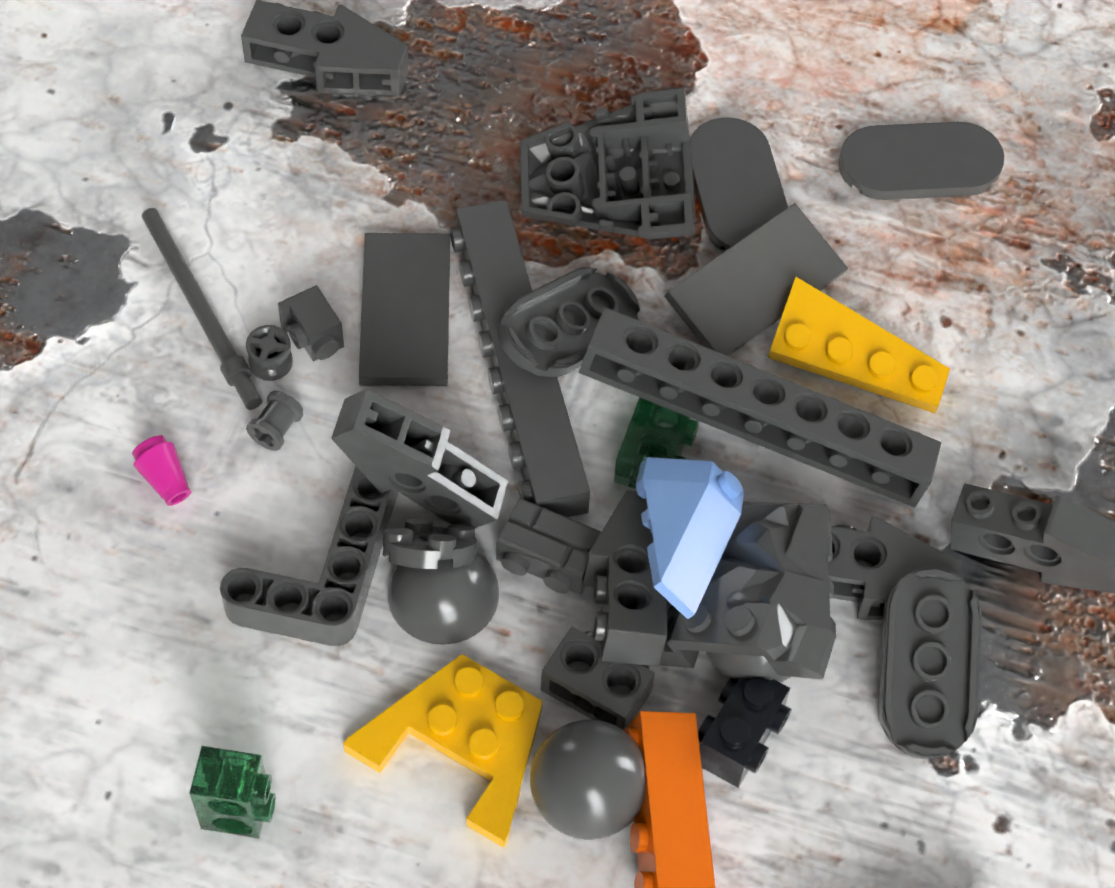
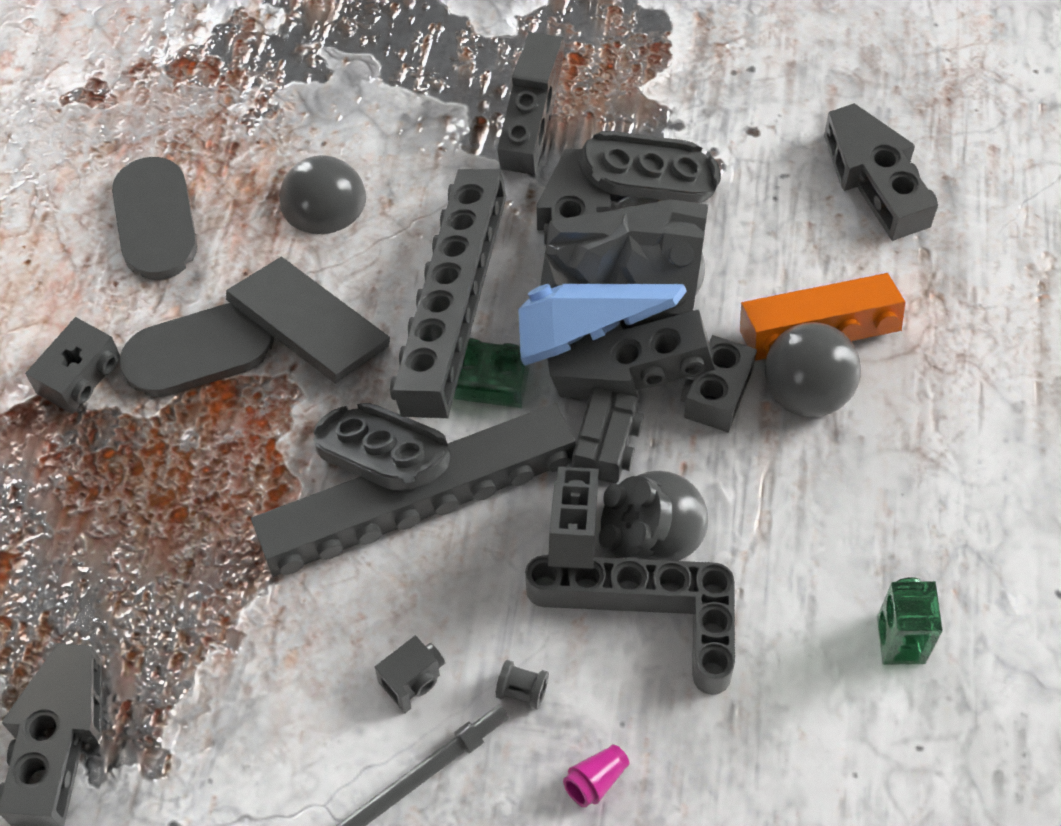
camera: 95 degrees left, 0 degrees up
(261, 344) = (445, 697): dark grey wheel -> none
(405, 310) = (370, 601): dark grey tile -> none
(470, 719) = (773, 471): yellow wing -> none
(616, 171) = (205, 434): dark grey wedge -> none
(728, 77) = (73, 365): none -> dark grey brick
(737, 735) = (734, 277): black brick -> none
(849, 348) = (364, 250): yellow wing -> none
(939, 317) = (322, 195): none -> dark grey piece

